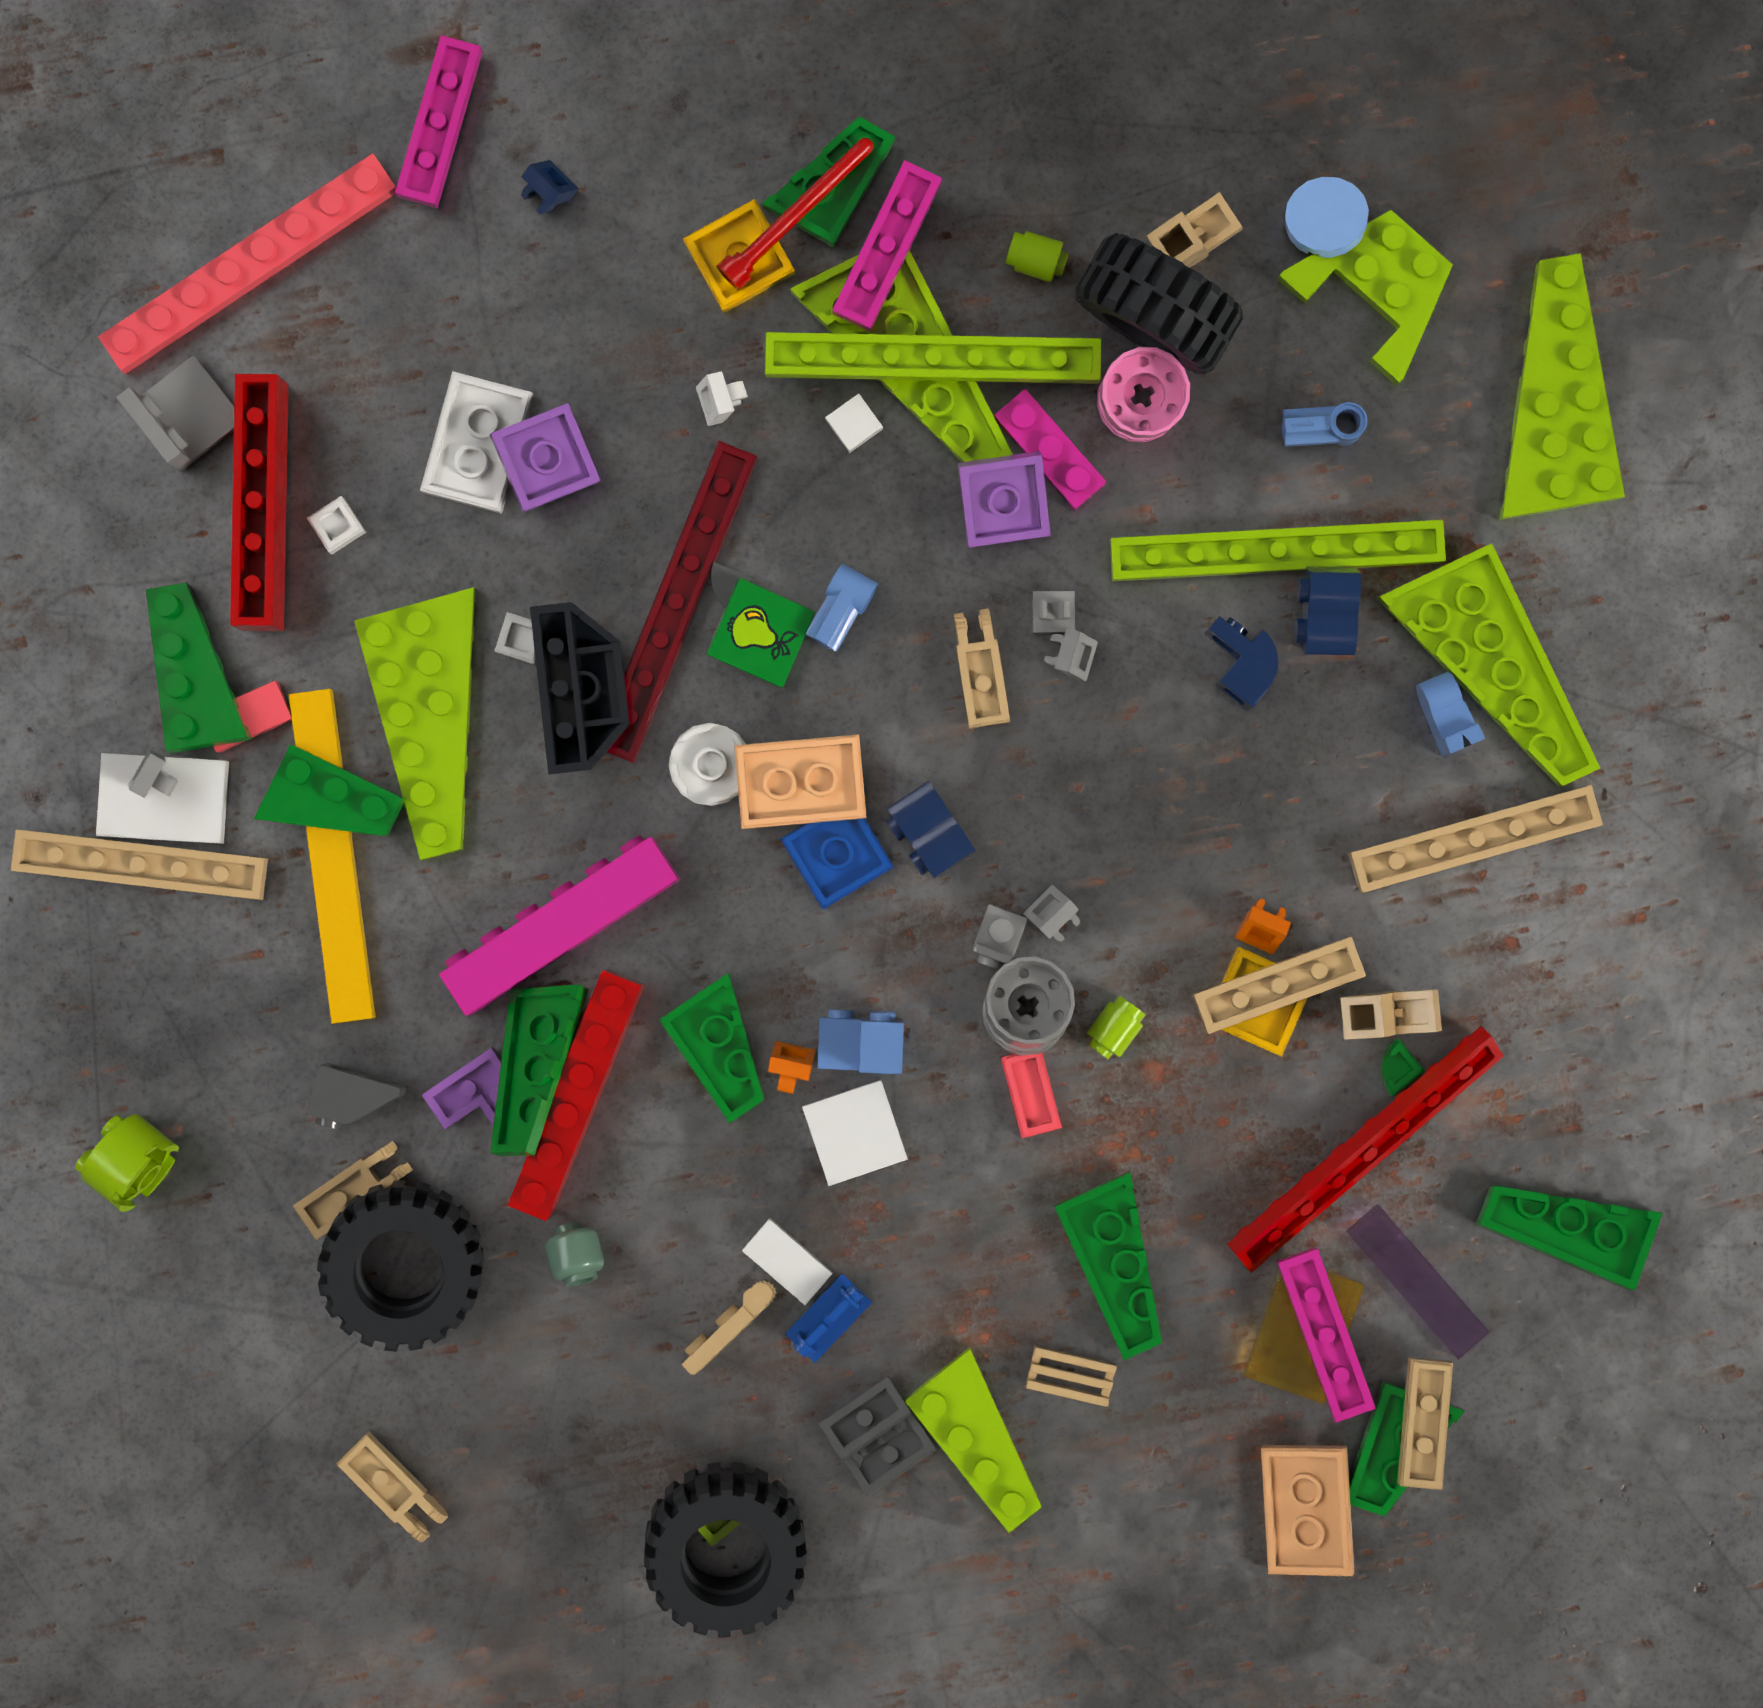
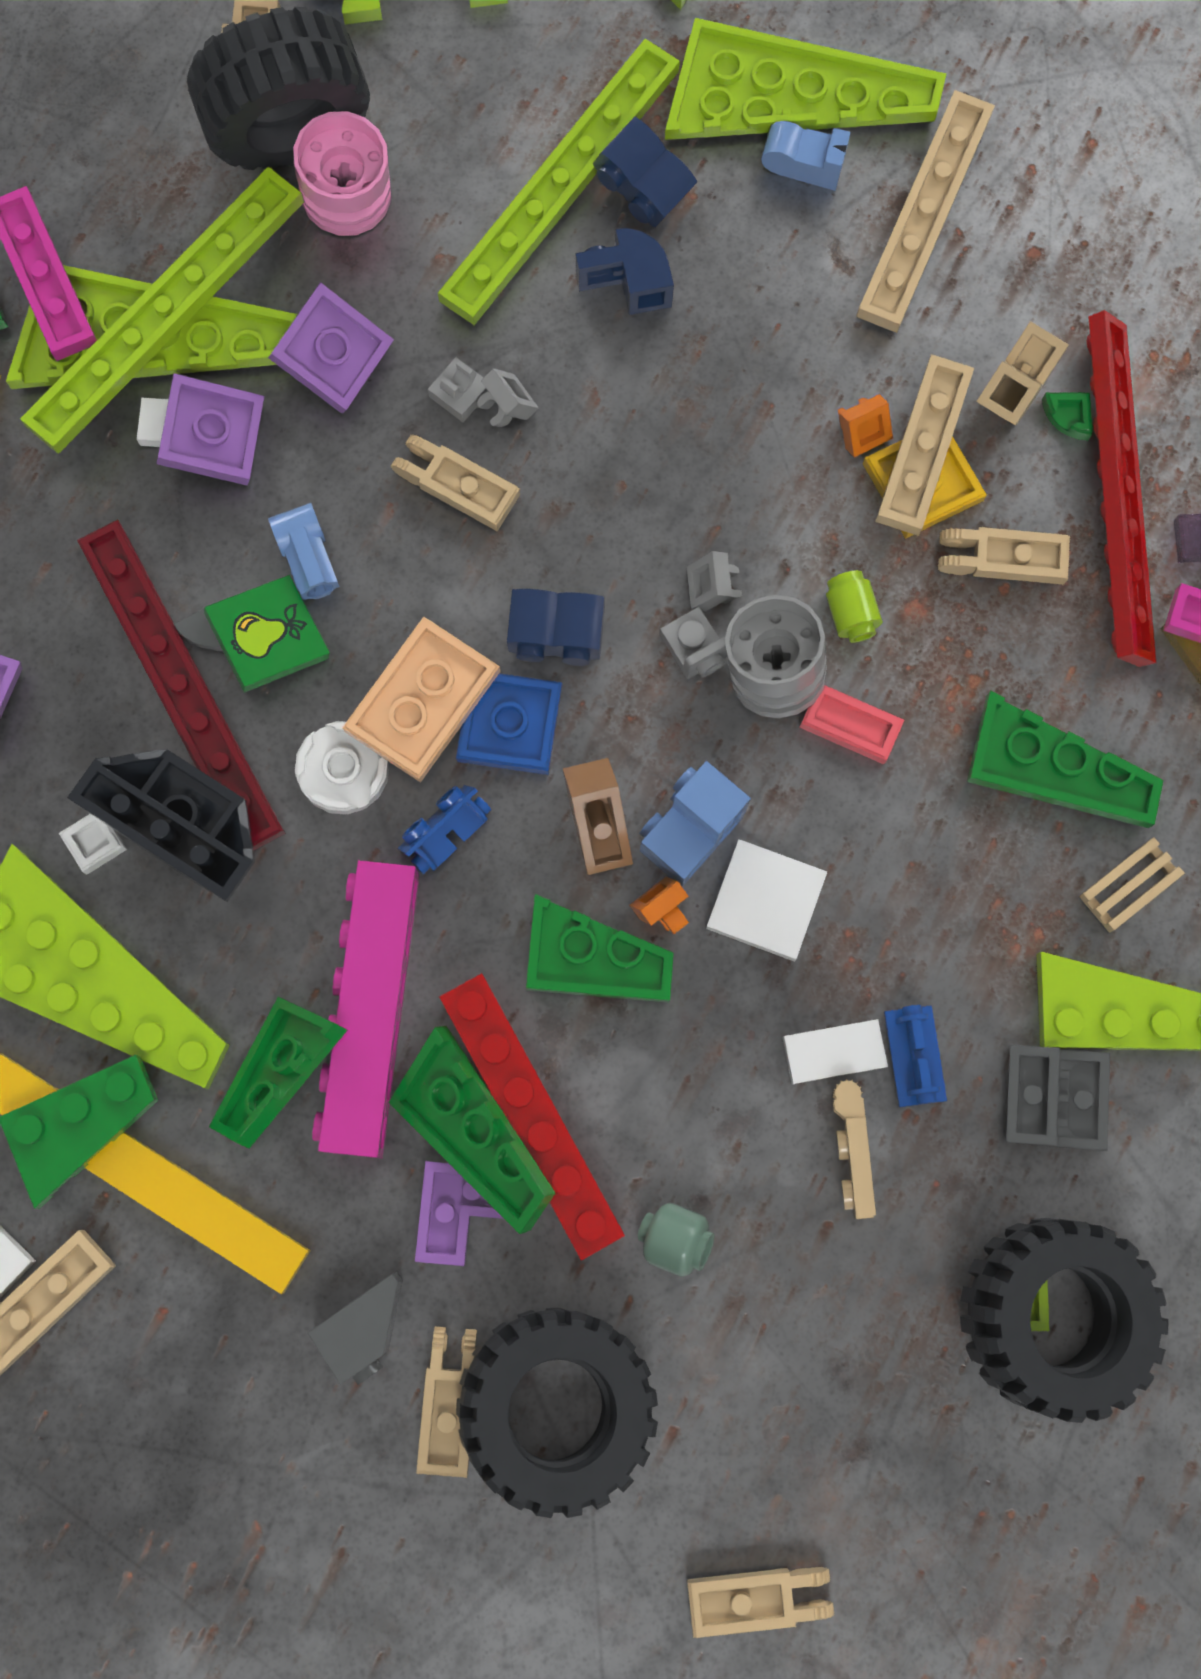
camera: 55 degrees left, 10 degrees down
(127, 1161) = (240, 1602): lime brick -> none
(469, 897) = (275, 1068): none -> green wing
(706, 866) = (429, 837): none -> blue hinge
(718, 398) = (40, 509): white tile -> none
(818, 970) = (598, 815): none -> medium nougat slope
(873, 465) = (210, 429): none -> medium lavender plate
(1037, 256) = (159, 175): lime brick -> none
(1062, 461) = (361, 286): dark pink plate -> none
(1248, 1108) = (1007, 554): none -> tan hinge
(1319, 426) = (489, 69): medium blue piece -> none

